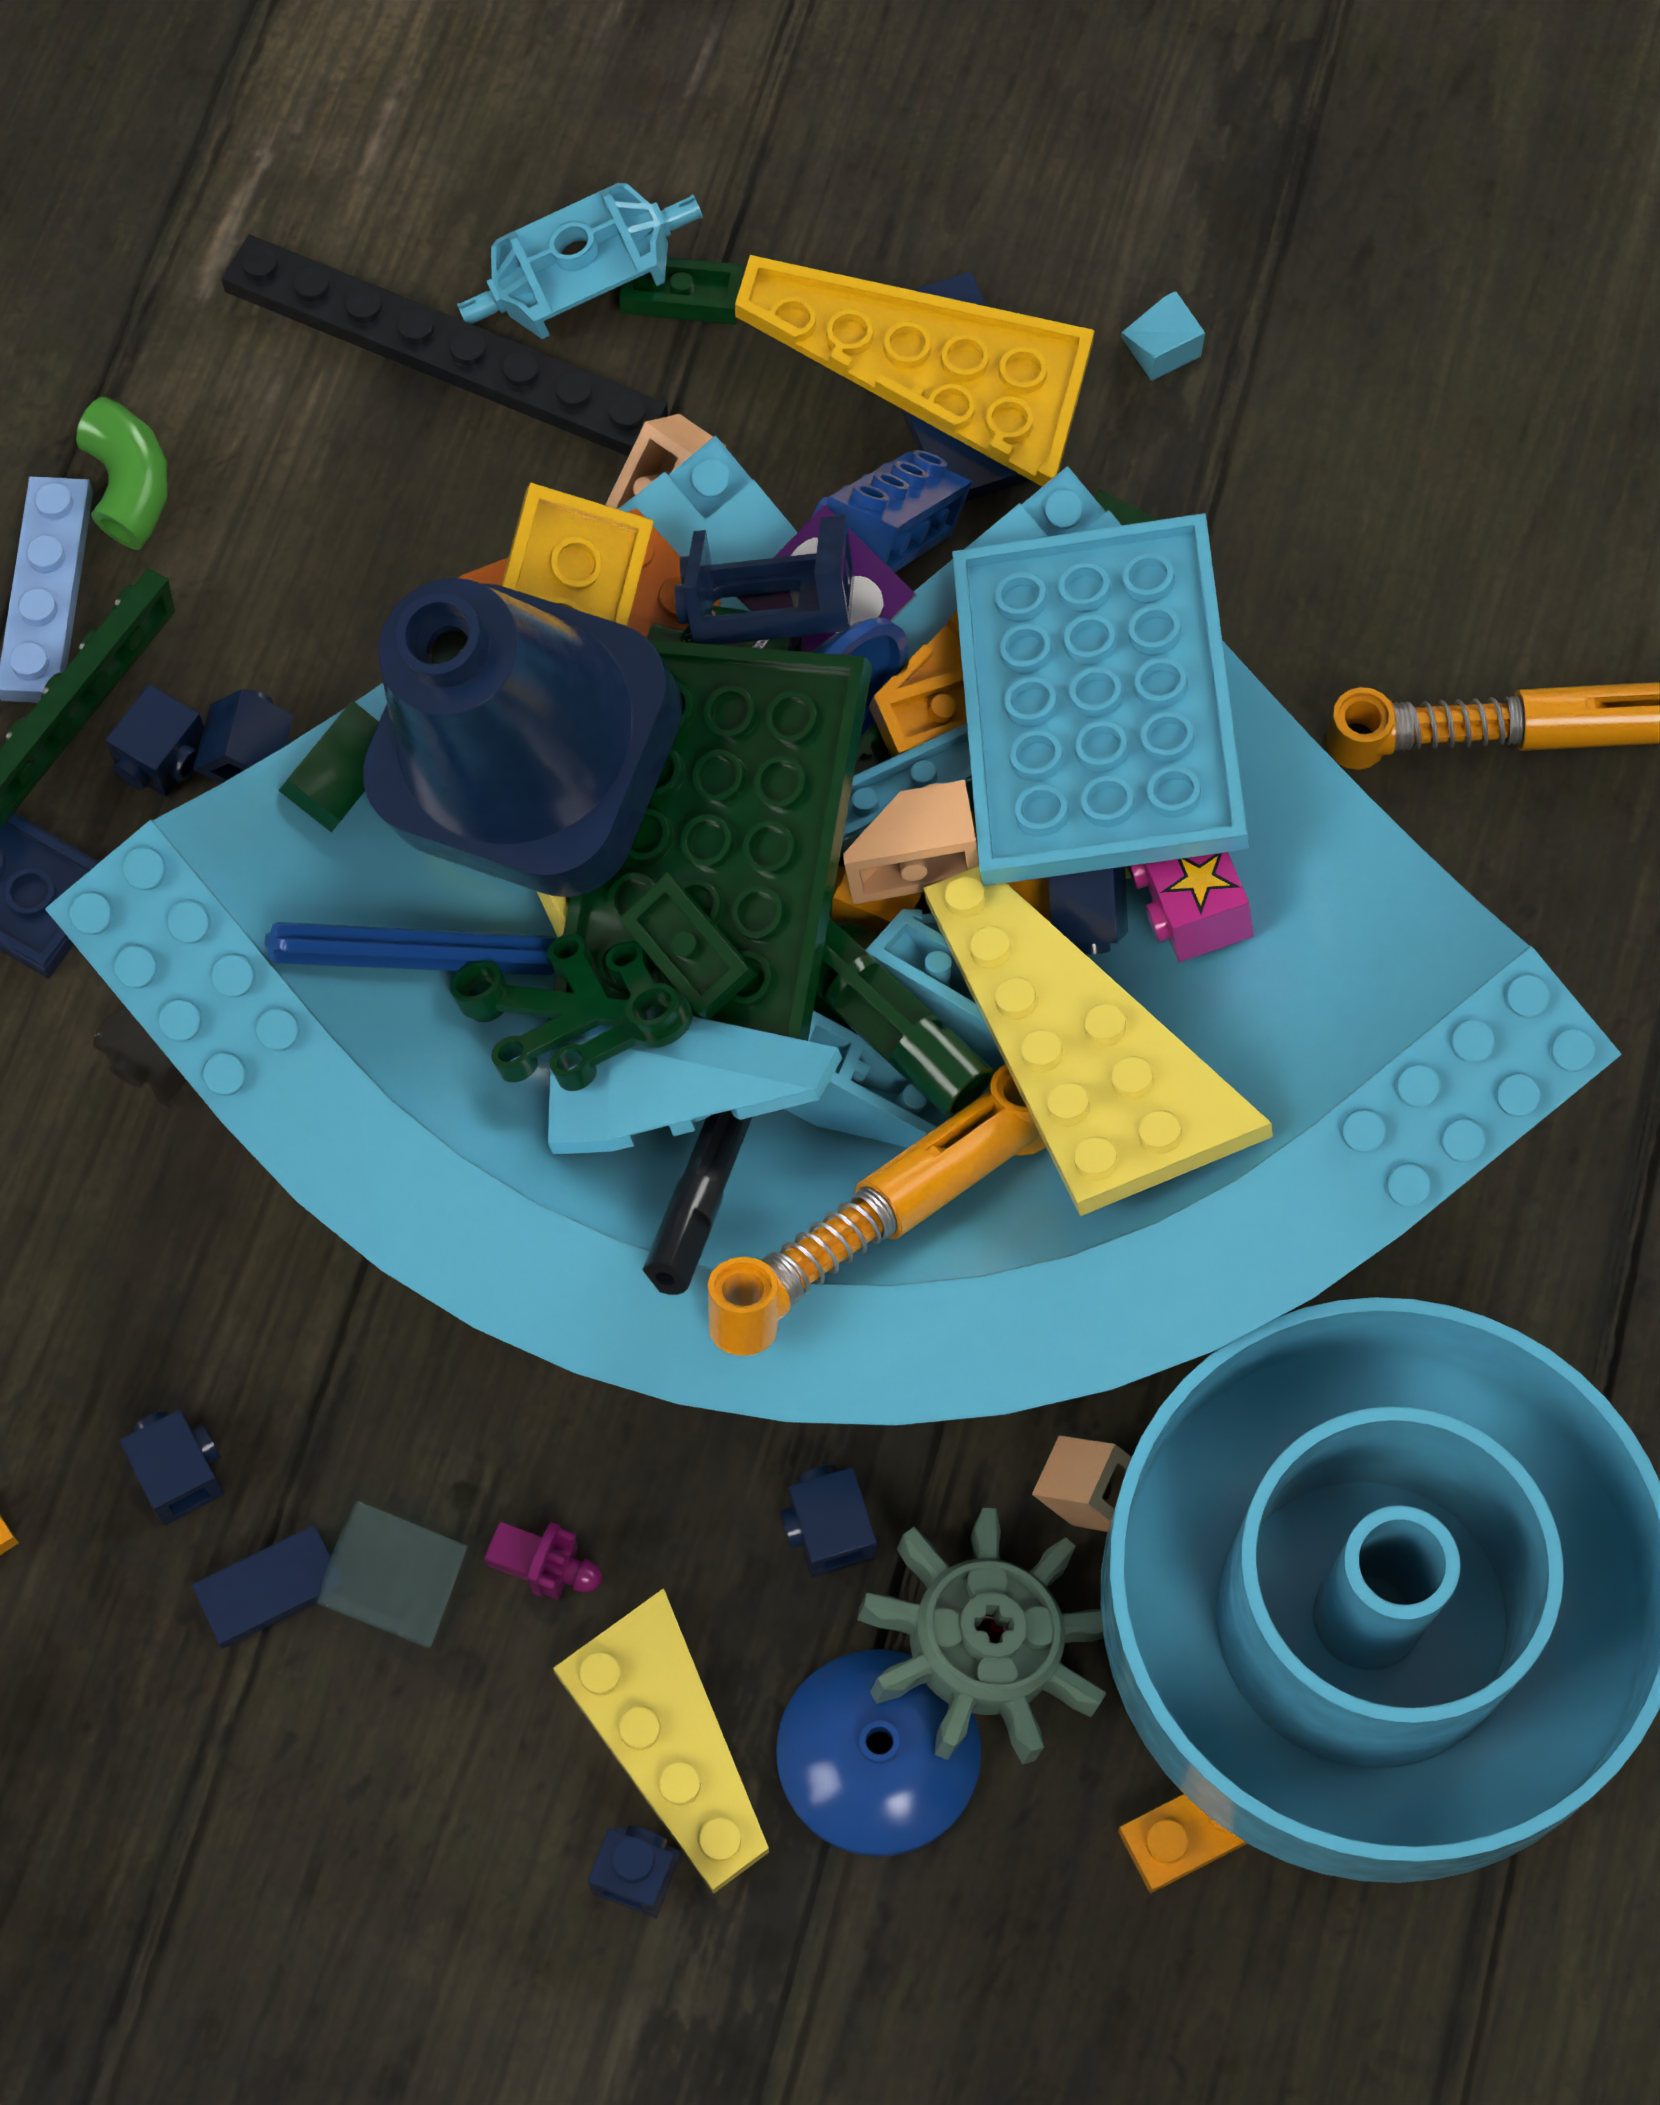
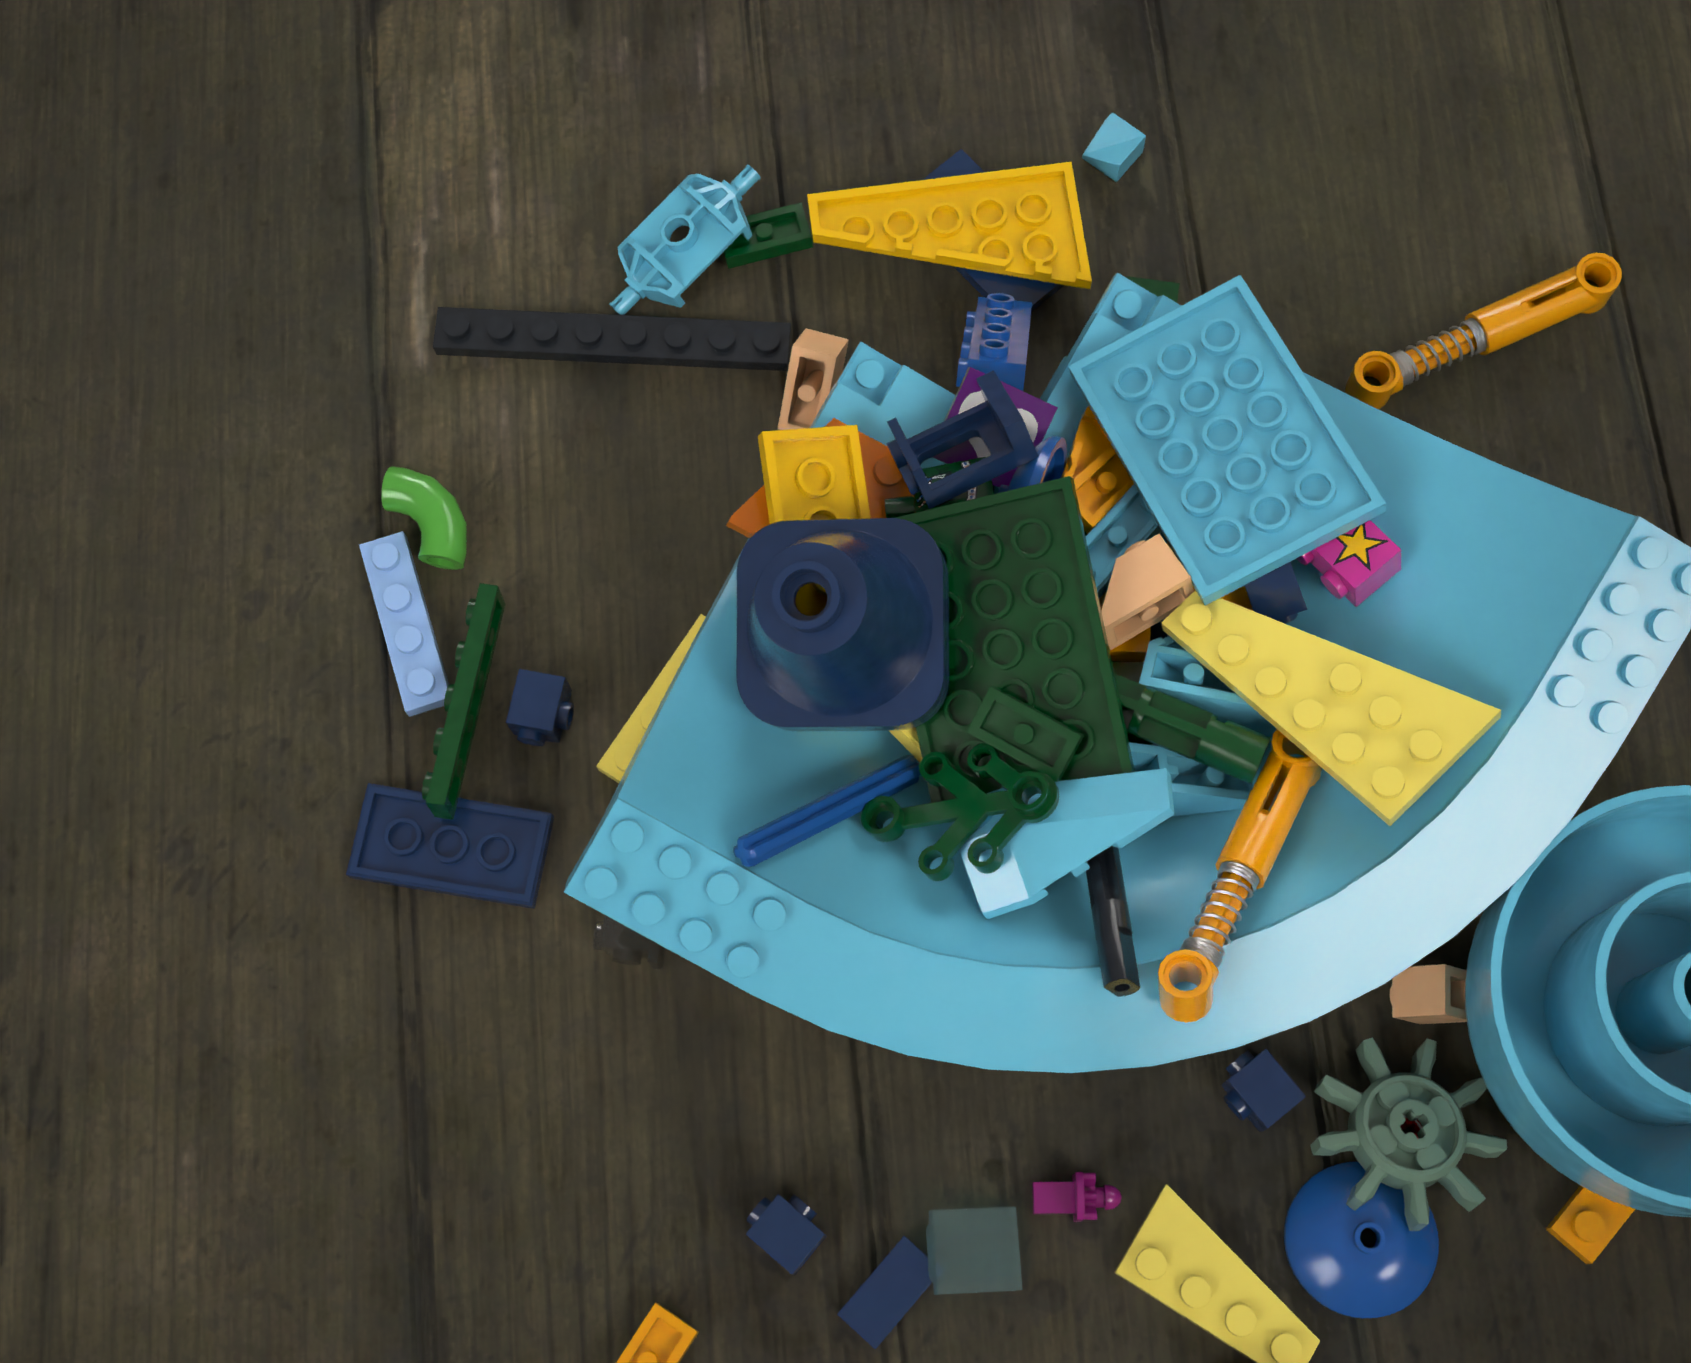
camera: 15 degrees left, 5 degrees up
(240, 734) = (603, 683): dark blue brick -> none
(332, 772) = (713, 694): dark green tile -> none

